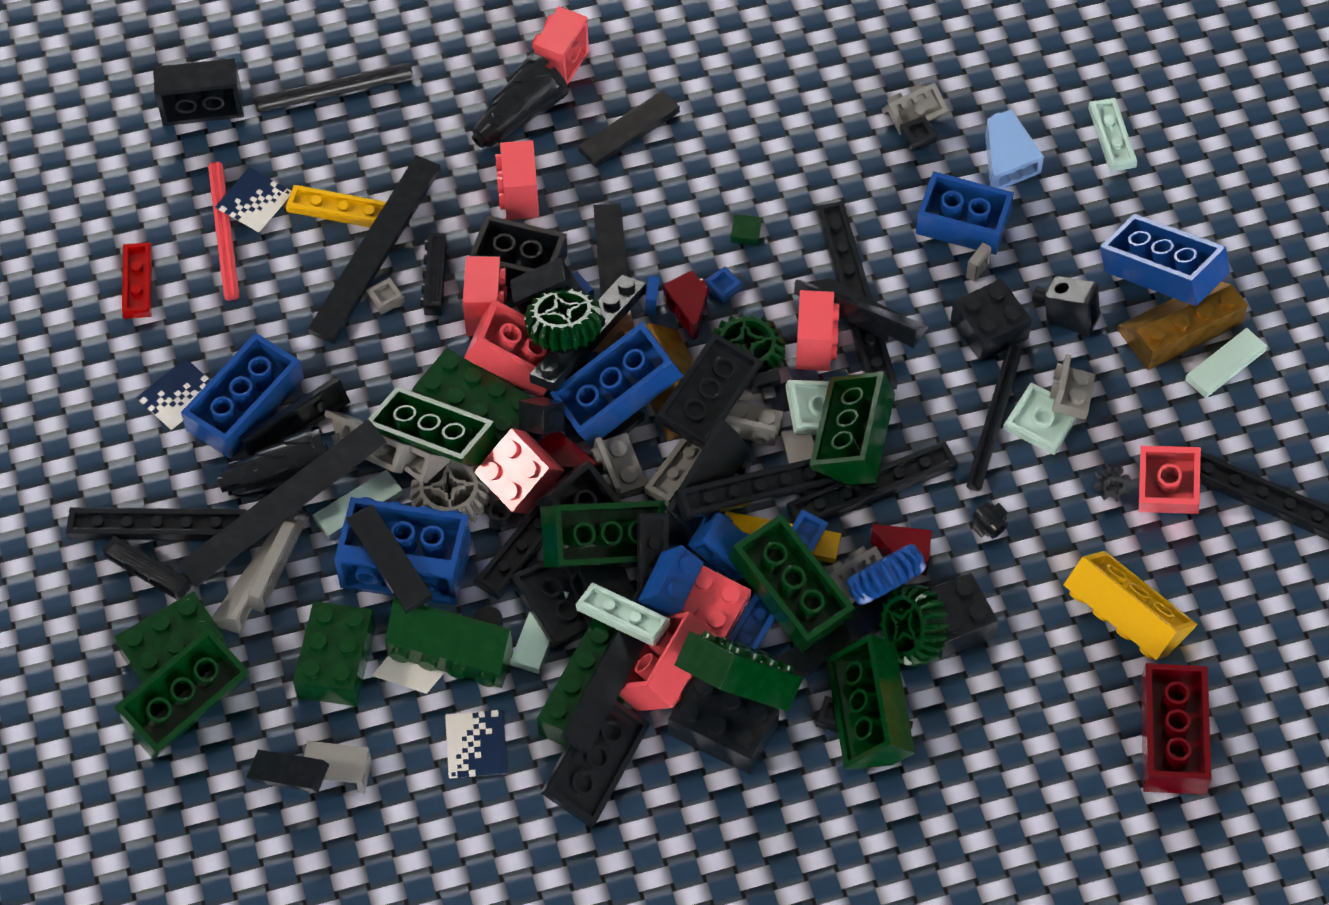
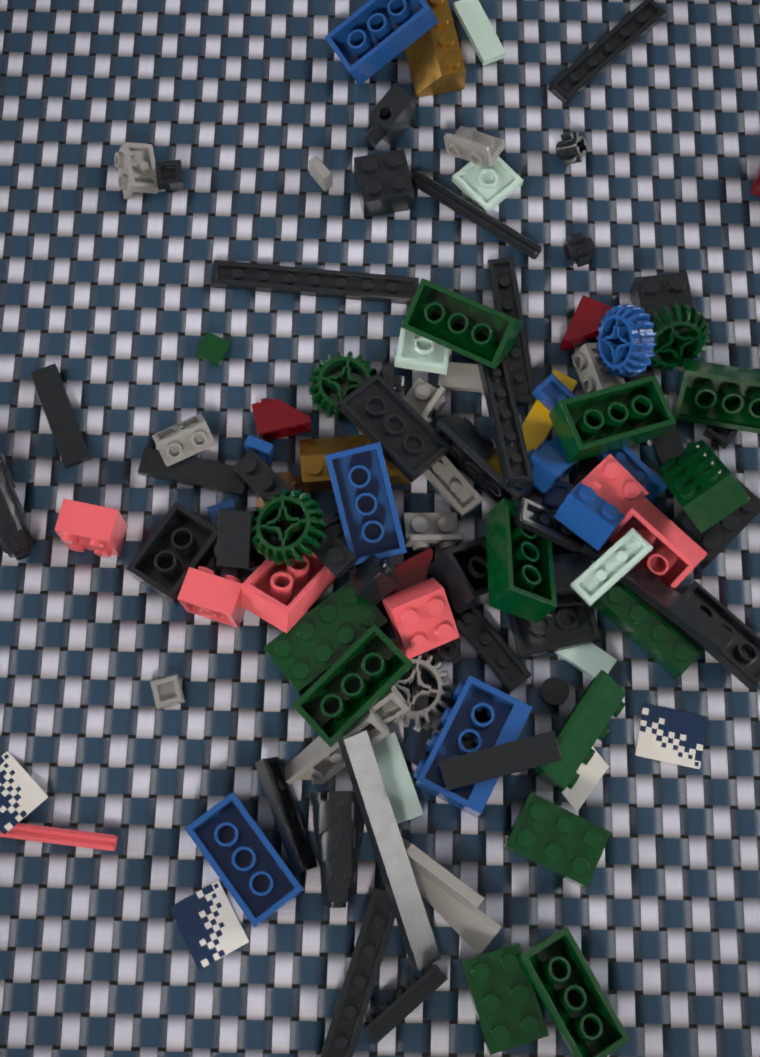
camera: 75 degrees left, 15 degrees up
(137, 280) = (58, 937): red tile -> none
(288, 771) = (676, 915): black tile -> none
(333, 206) = (47, 706): yellow tile -> none
(346, 762) = (673, 868): light grey panel -> none
(374, 249) = (113, 687): black tile -> none
(434, 274) = (161, 638): black piece -> none
(638, 229) = (183, 439): none -> light grey bracket
(723, 285) = (265, 386): blue tile -> none
(817, 330) = (352, 321): coral brick -> none
(868, 313) = (343, 278): black wedge -> none
(964, 212) = (269, 165): blue brick -> none
(1010, 151) = (212, 112): light blue slope -> none
(1112, 134) = (223, 31): light aqua tile -> none
(1129, 605) = (686, 175): yellow slope -> none
(1169, 479) = (587, 103): coral brick -> none

